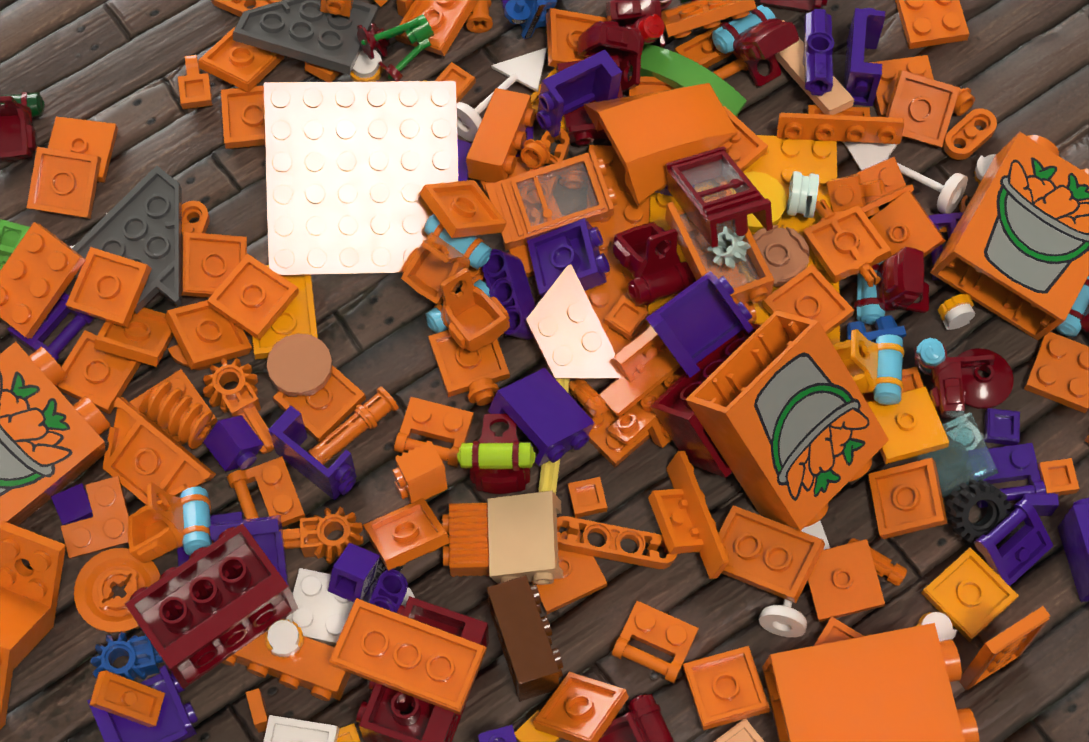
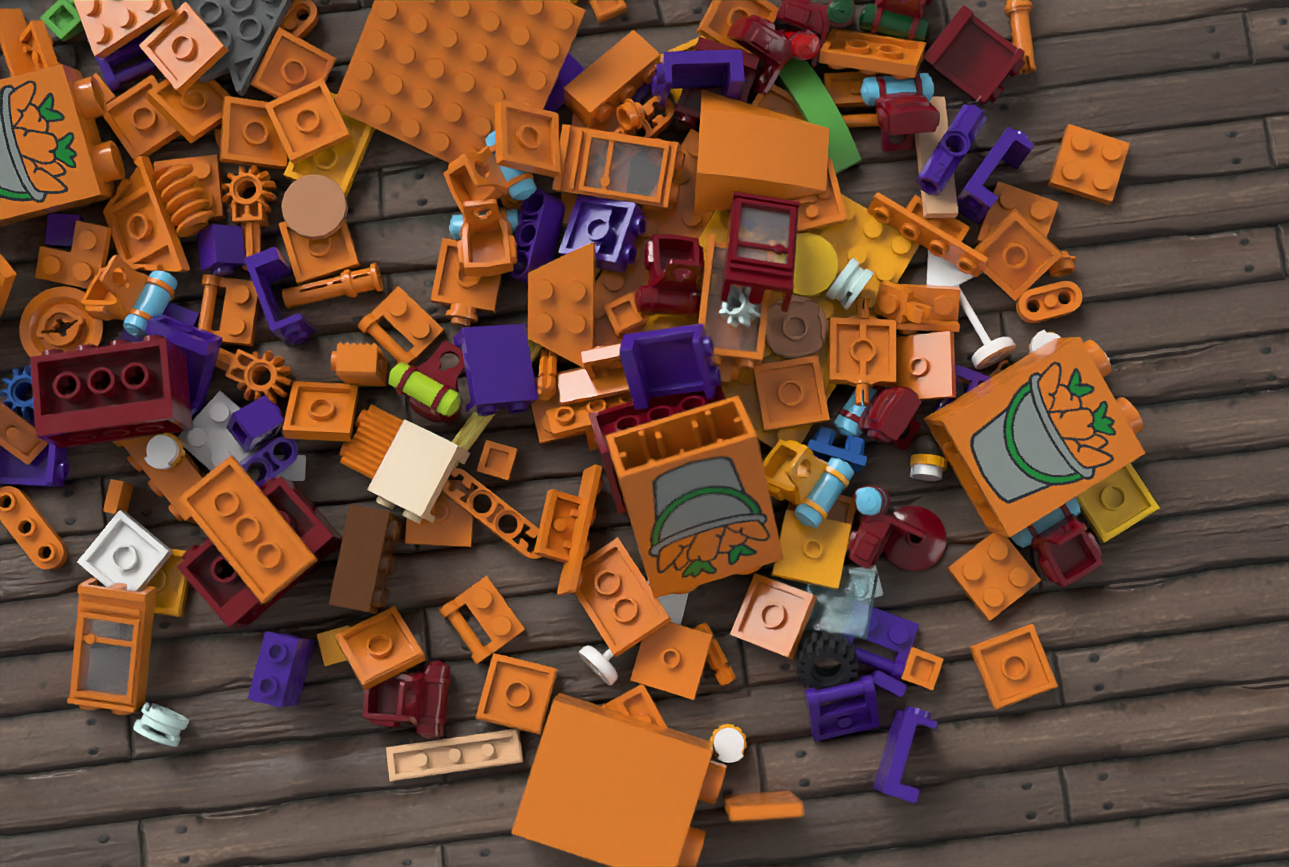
camera: 30 degrees right, 15 degrees up
(523, 69) = (675, 21): white piece -> none
(970, 594) = (777, 729): light orange plate -> none
(1002, 426) = (902, 594): dark purple tile -> none

